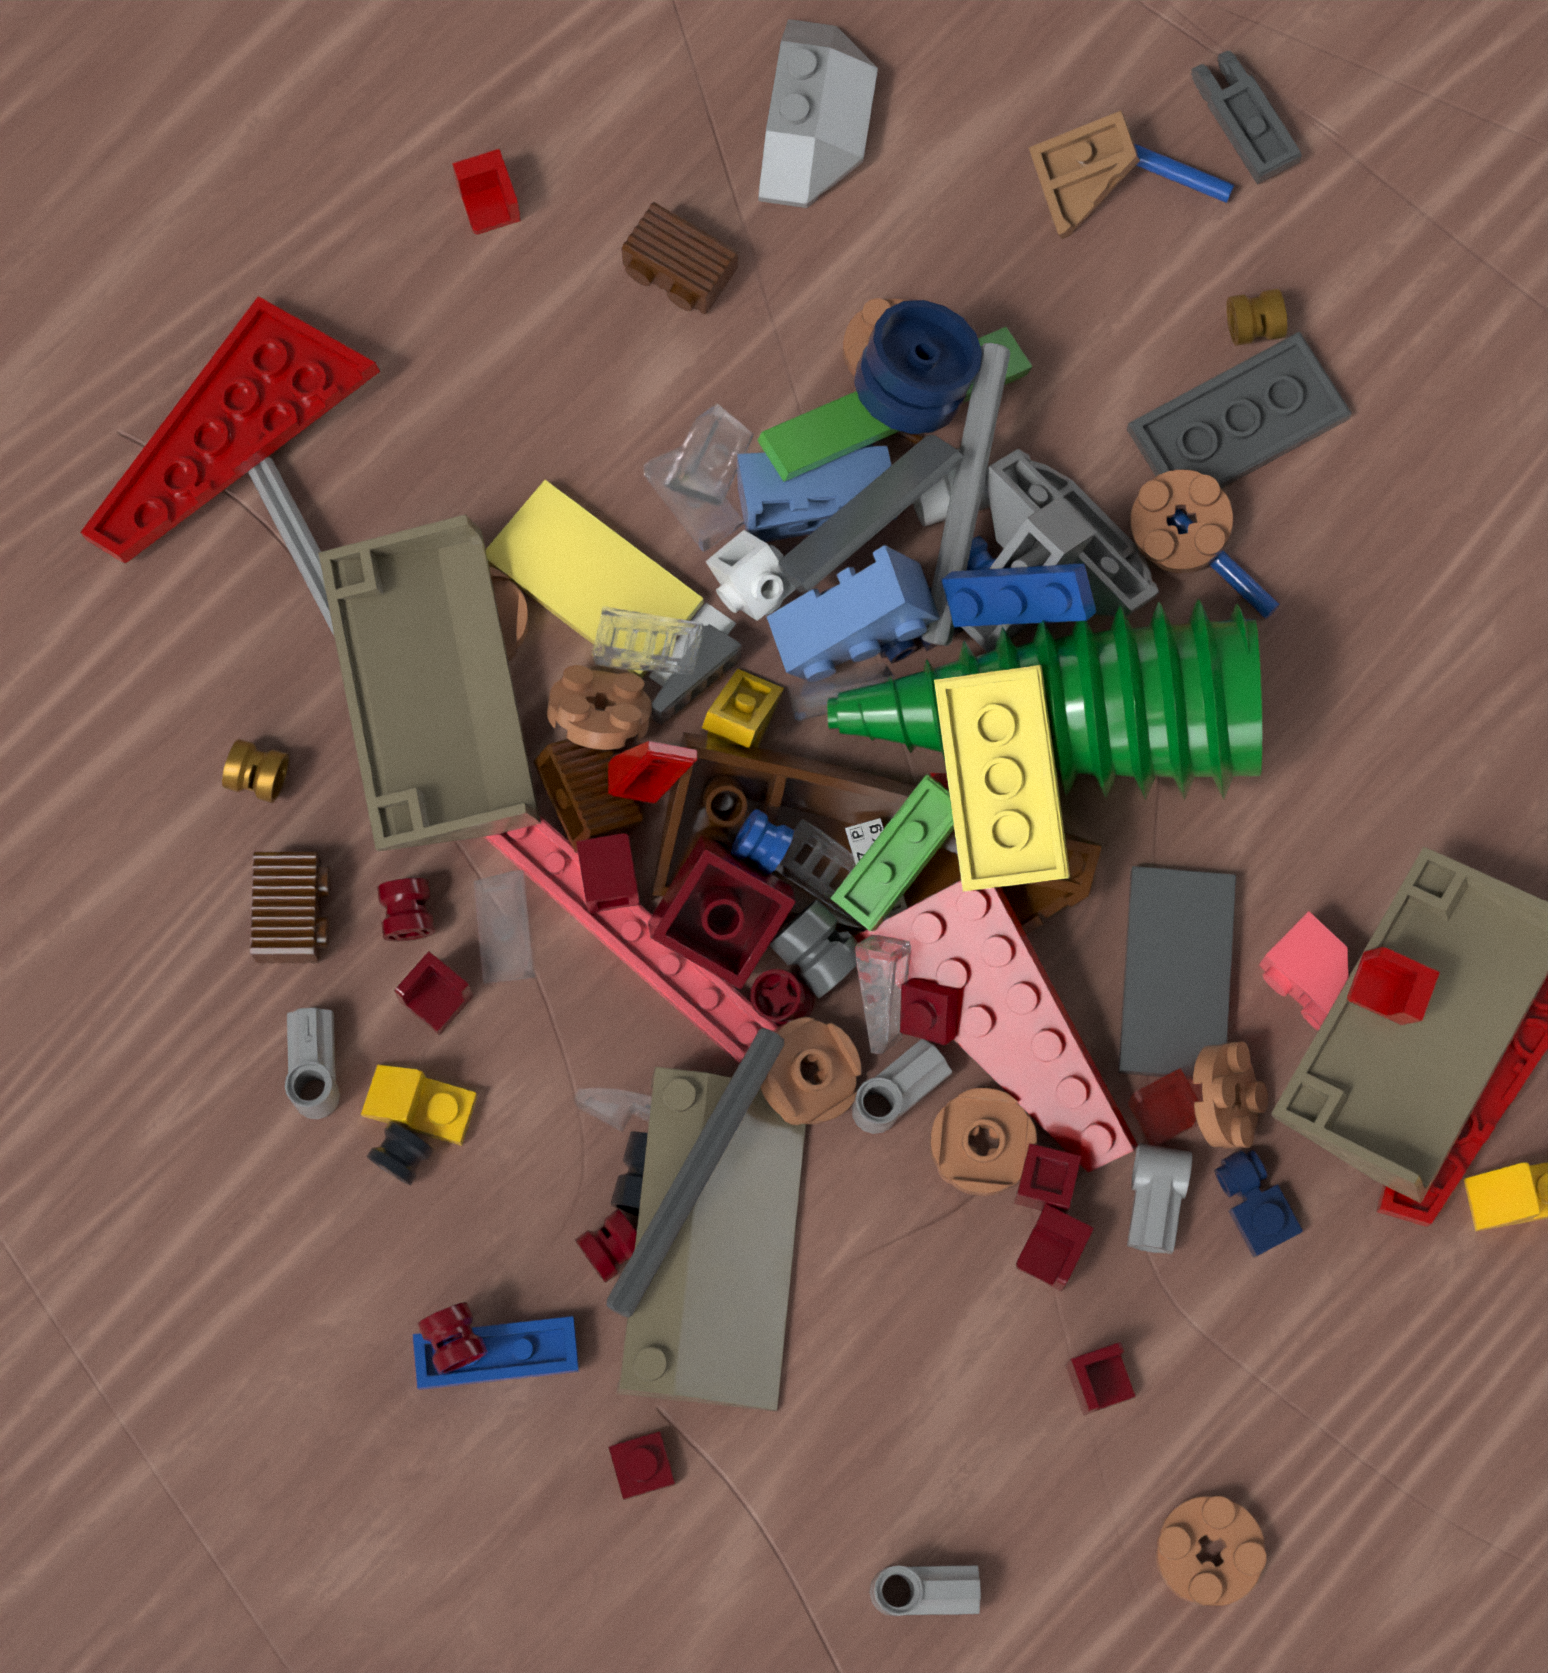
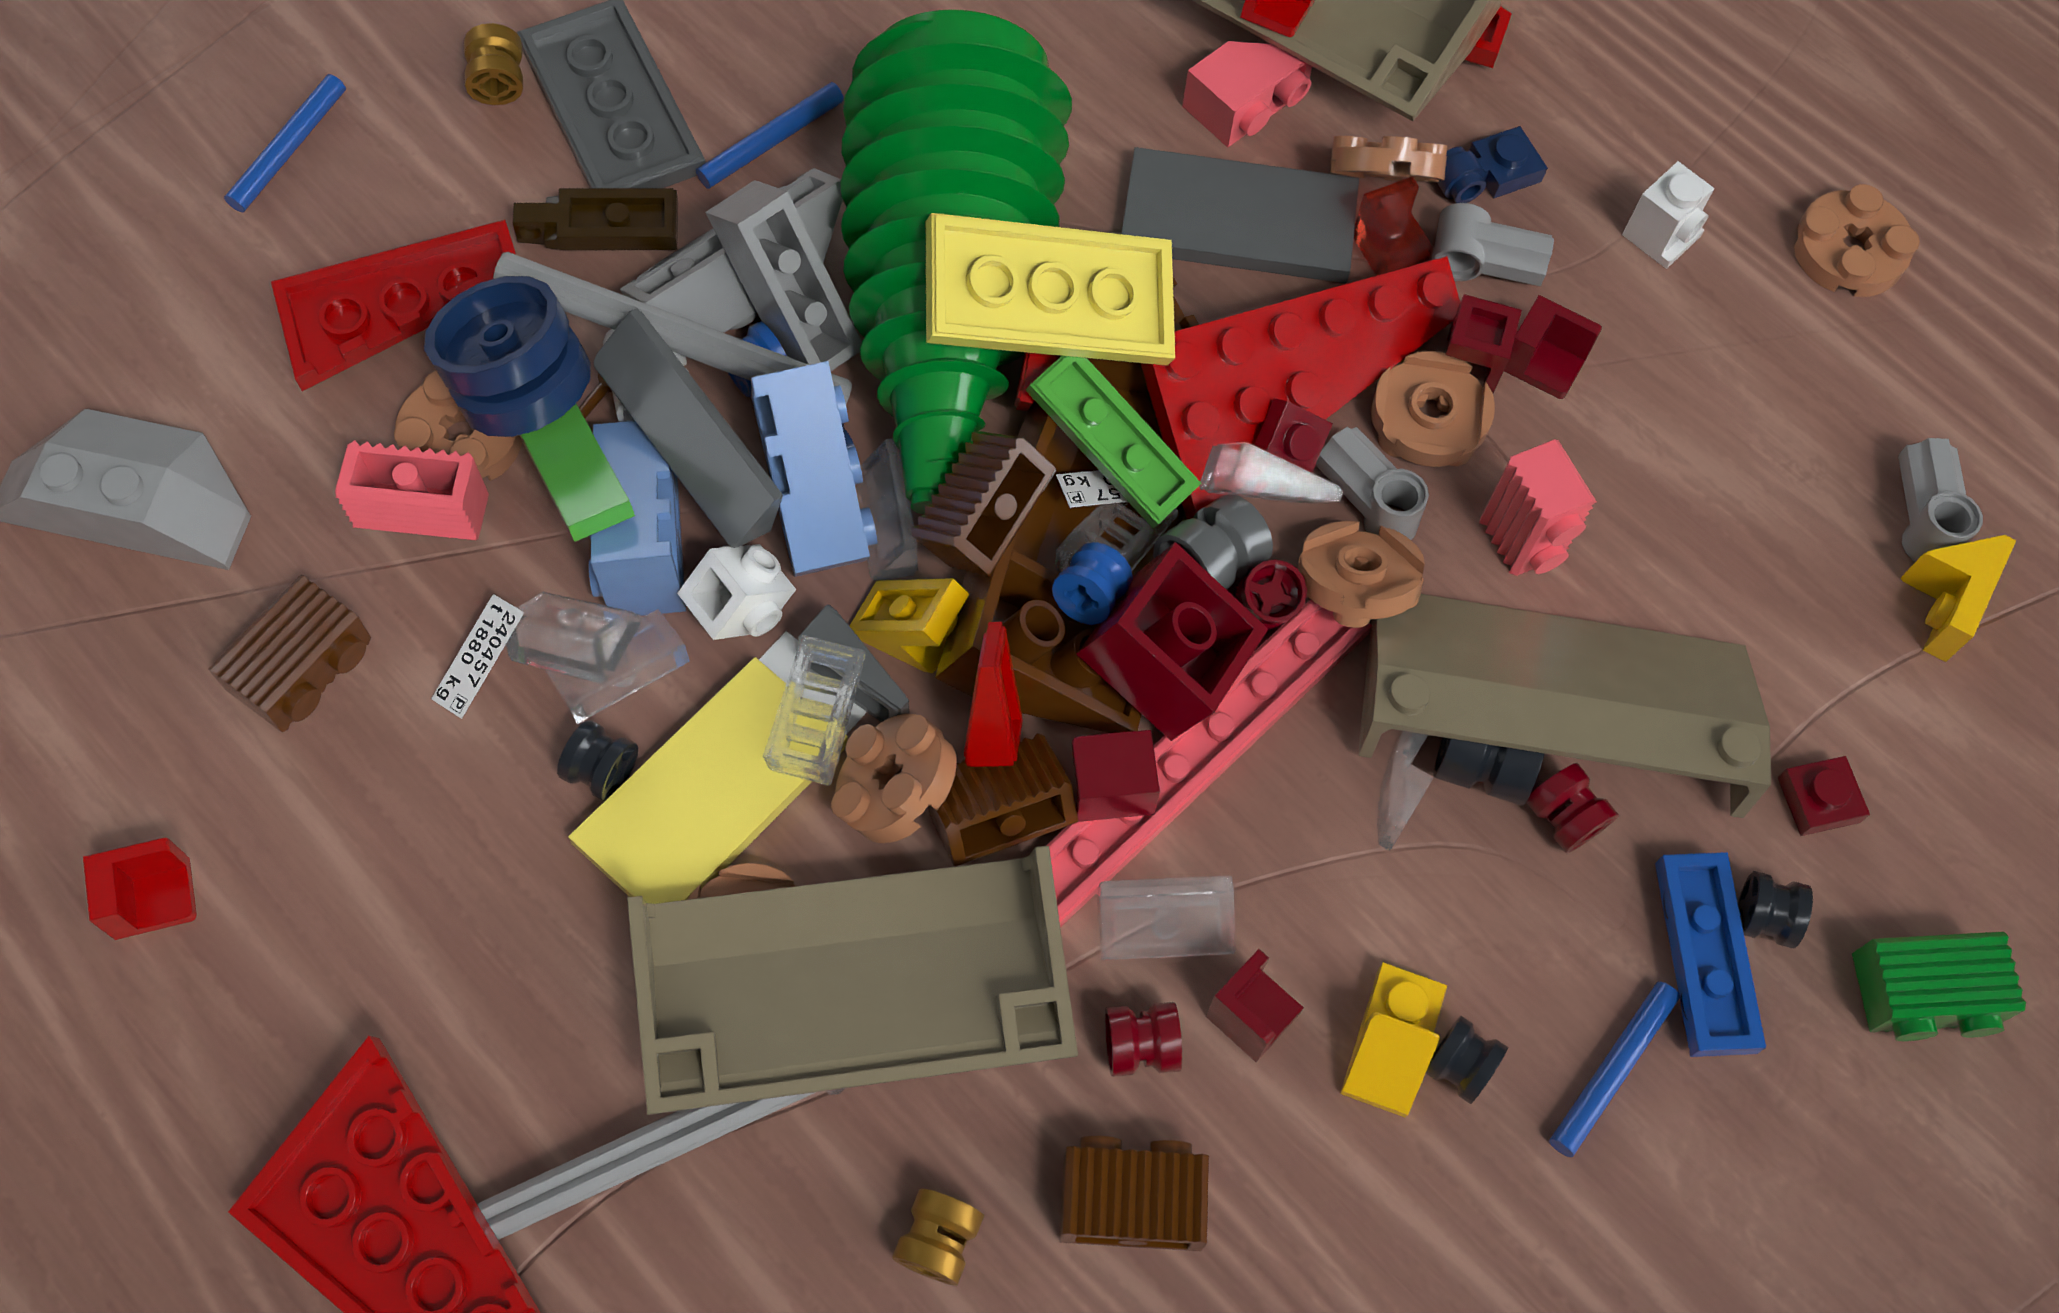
camera: 90 degrees left, 10 degrees down
(312, 1058) = (1339, 1171): light grey piece -> none
(393, 1268) = (1614, 1069): none -> blue bar
(448, 1327) = (1715, 989): dark red wheel -> none
(477, 1536) = (1938, 984): none -> green brick
(533, 1406) = (1775, 909): none -> black wheel
(606, 491) = (597, 759): none -> black wheel
(688, 392) = (477, 656): none -> white sticker
(695, 1173) = (1511, 679): dark grey axle -> none
(819, 320) = (412, 491): none -> coral brick
(819, 747) = (983, 502): none -> reddish brown brick
(852, 1608) = (1963, 583): none -> yellow slope
(871, 1217) = (1537, 509): none -> coral brick
(1007, 268) = (375, 301): none -> red wing
(1019, 595) = (819, 268): blue plate -> none
(1083, 168) = (272, 209): medium nougat wing -> none
(1100, 1379) = (1687, 321): dark red panel -> none
(1105, 431) = (601, 219): none -> dark brown hinge
(1160, 500) = (724, 121): nougat plate -> none
(1209, 1366) = (1670, 215): none -> white brick
(1247, 119) = (243, 55): dark grey hinge -> none

